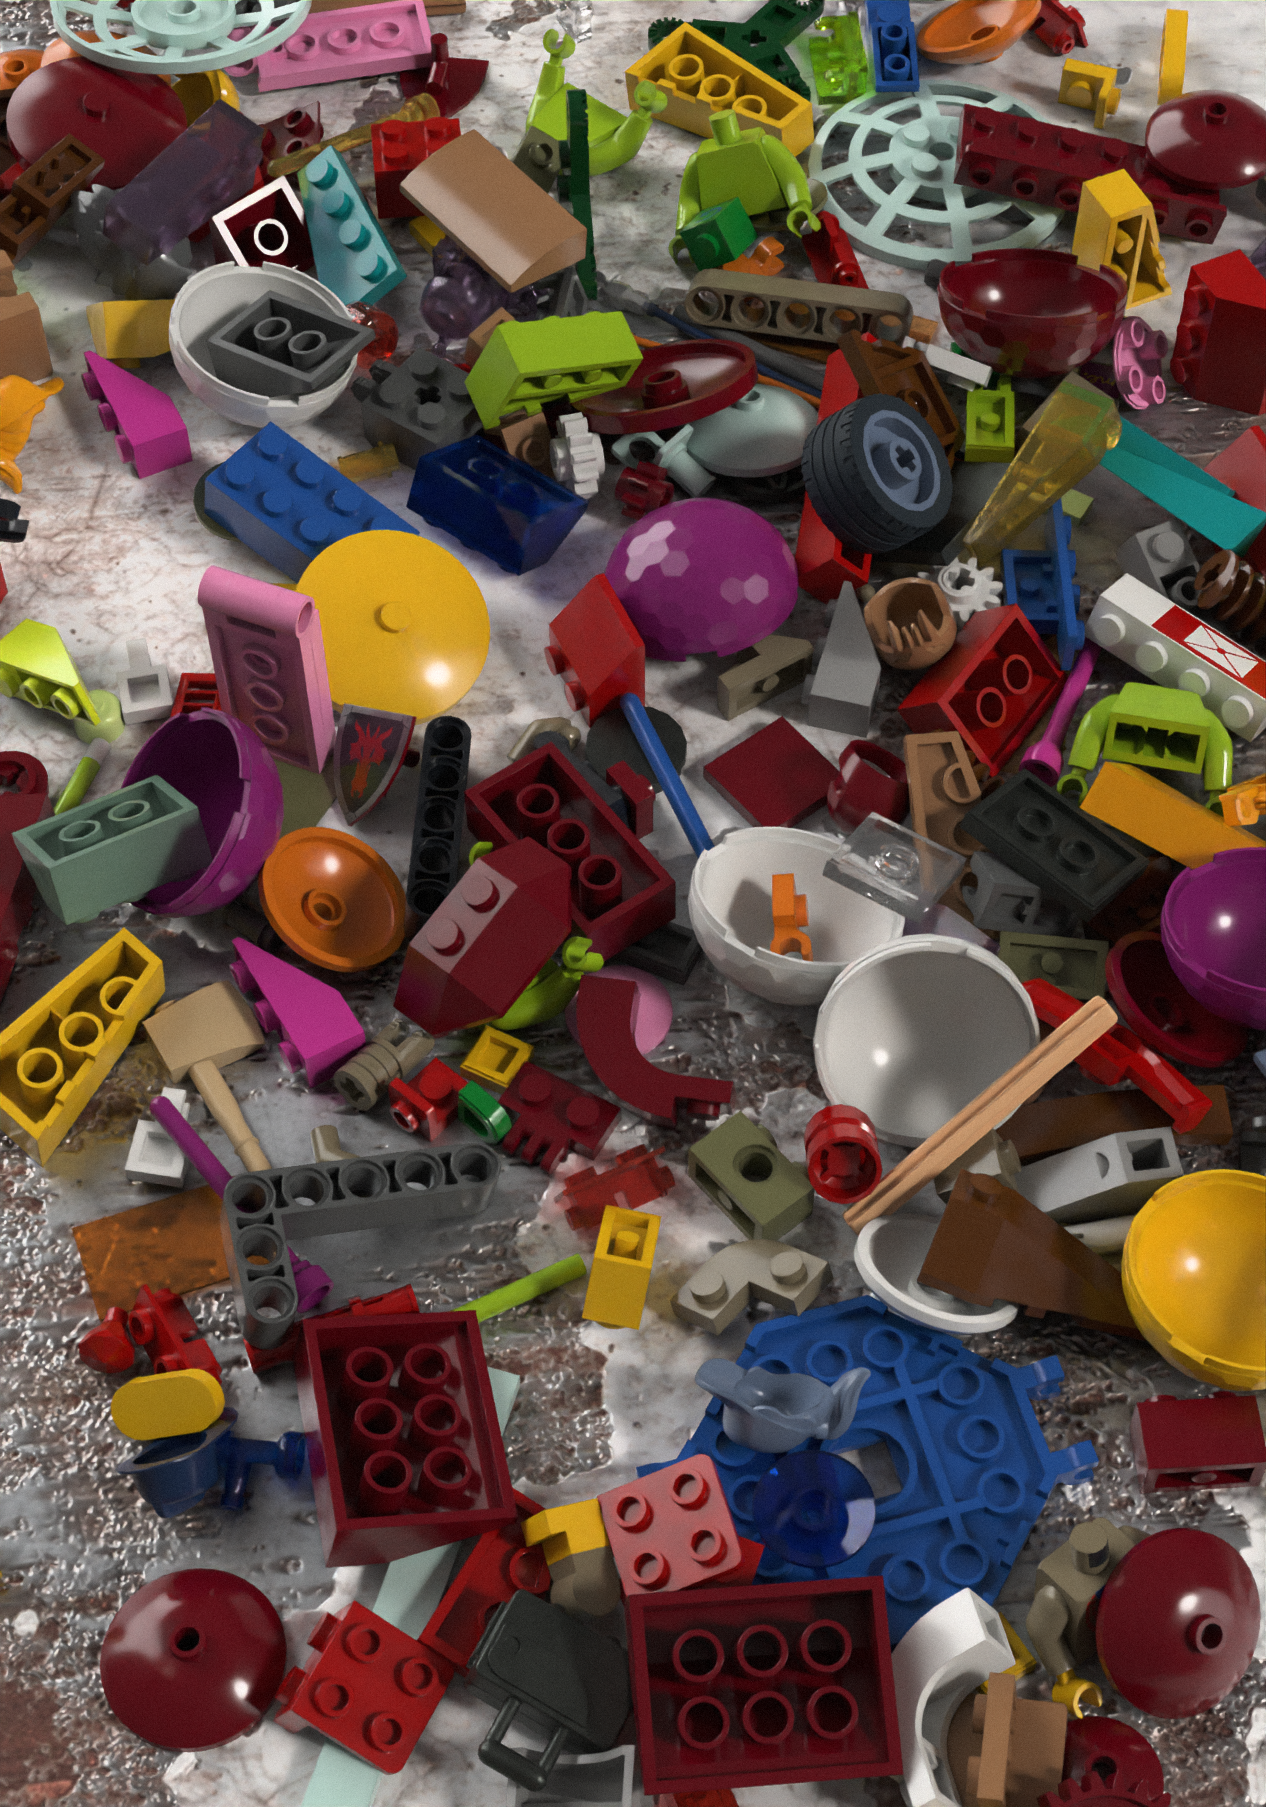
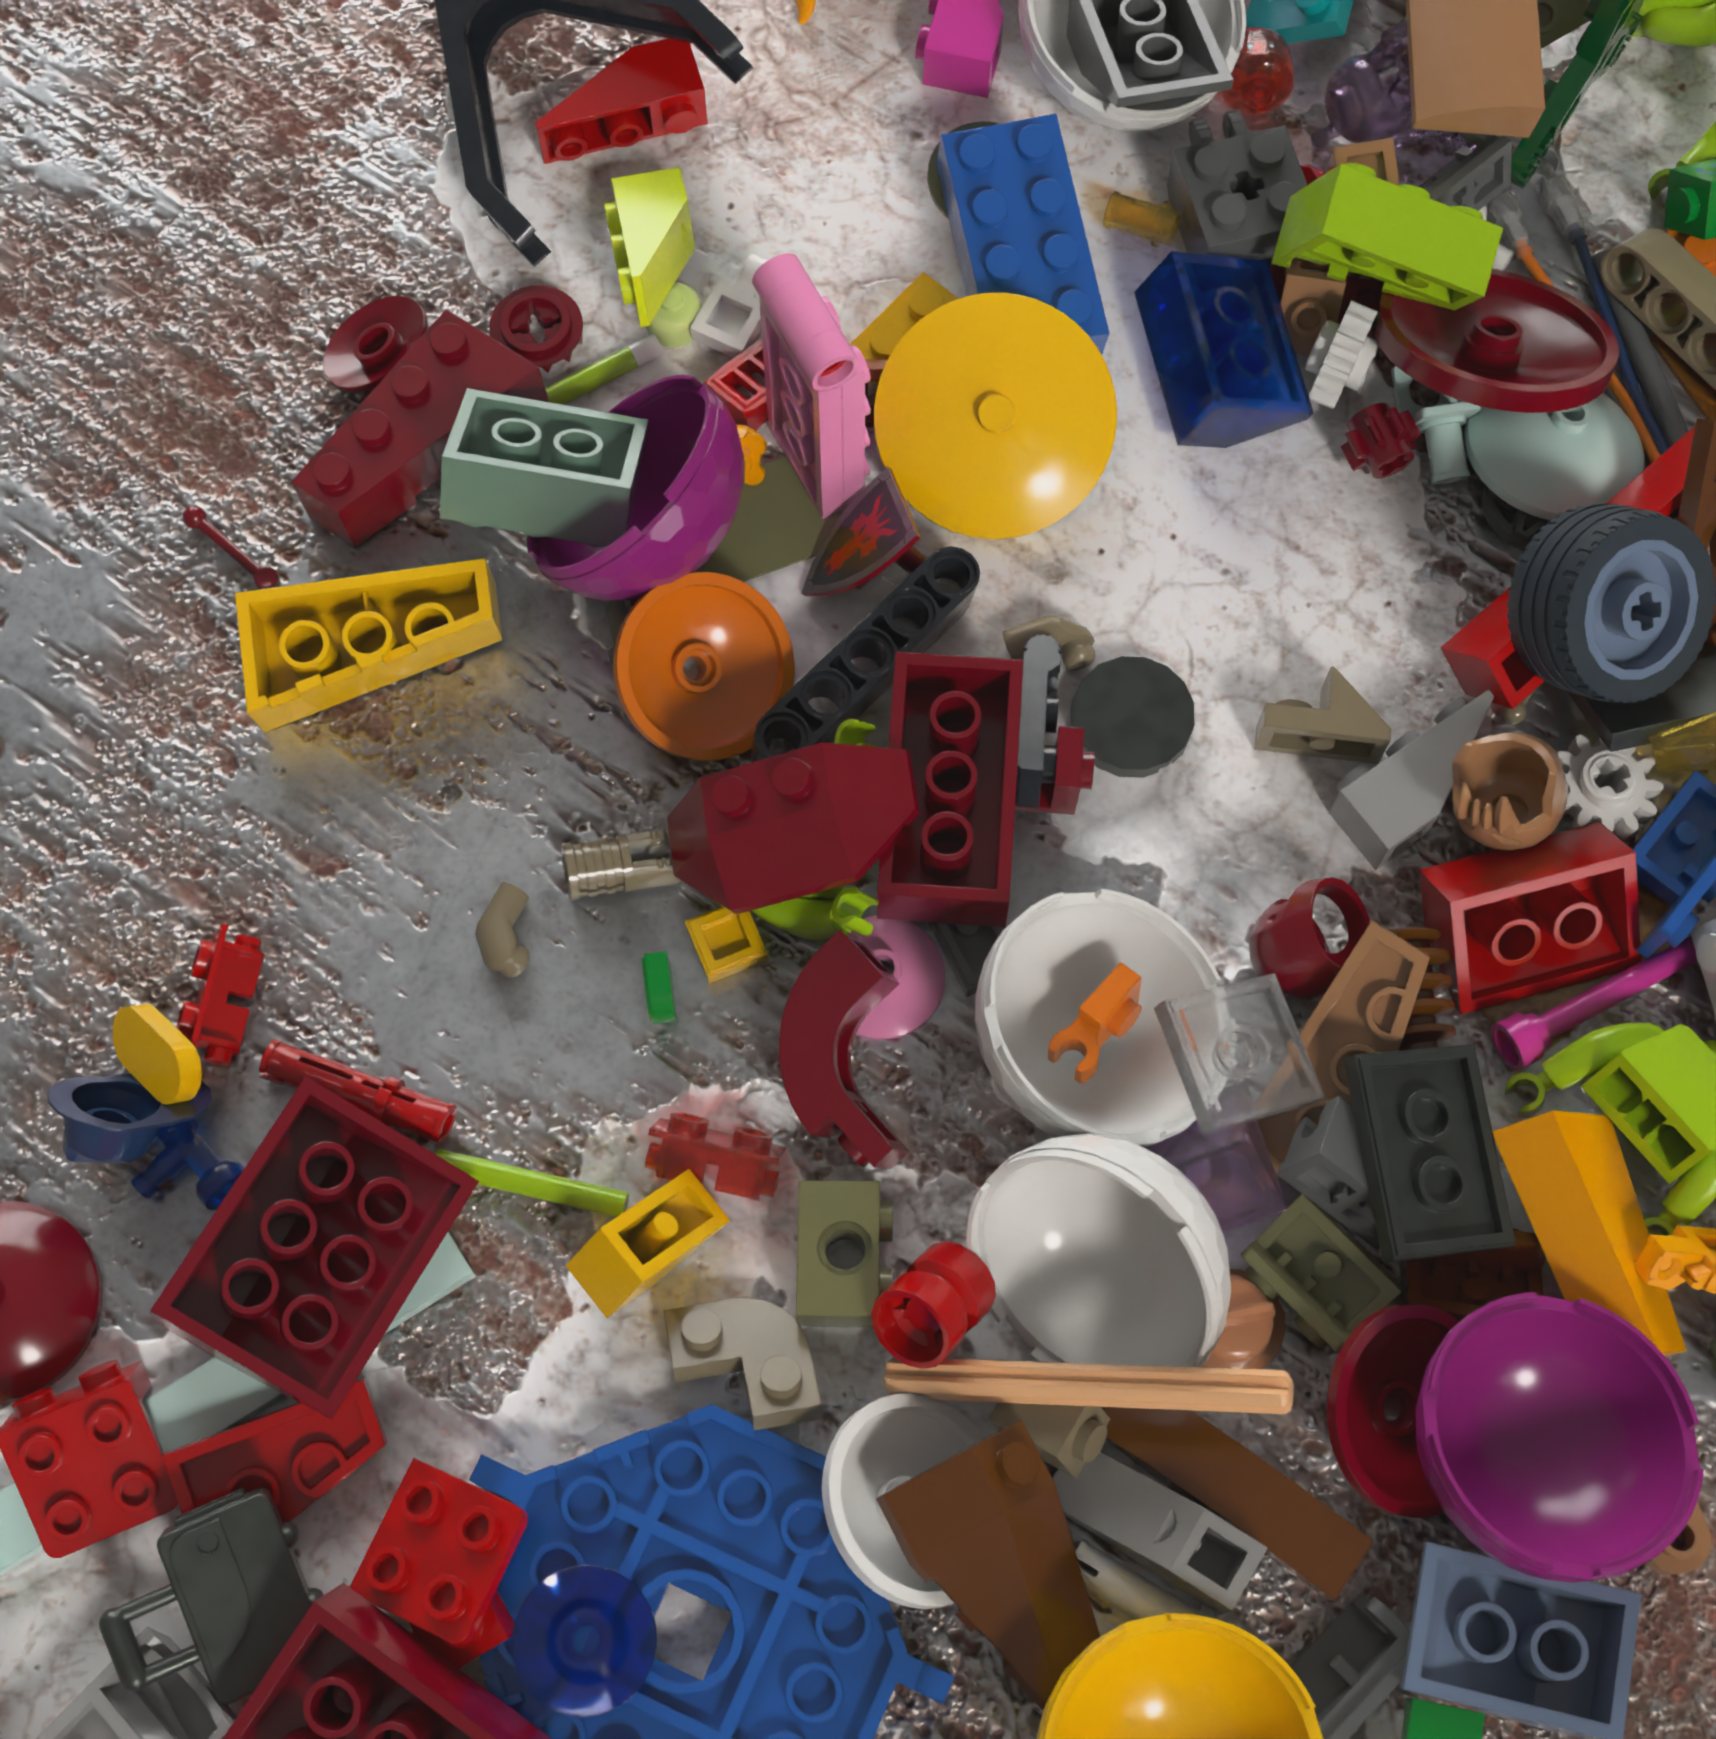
camera: 40 degrees right, 15 degrees up
(108, 1345) = (169, 950): red rock -> none
(154, 1153) = (364, 797): white plate -> none
(157, 1244) = (306, 897): clear orange window -> none
(199, 1038) = (487, 709): tan piece -> none
(307, 1015) = (588, 775): dark pink slope -> none
(310, 1280) = (370, 1023): magenta piece -> none
(336, 1212) = (436, 983): dark grey beam -> none
(427, 1100) = (629, 930): red bracket -> none
(555, 1118) = (725, 1040): dark red hinge -> none
(577, 1558) = (361, 1493): leg -> none
(596, 651) = (1169, 589): red slope -> none
(666, 773) = (1128, 773): blue piece -> none
(703, 578) = (1340, 585): magenta piece -> none
(773, 777) = (1238, 846): dark red tile -> none
(780, 1410) = (634, 1510): sand blue hair -> none
(1124, 1056) = (1299, 1439): red plate -> none

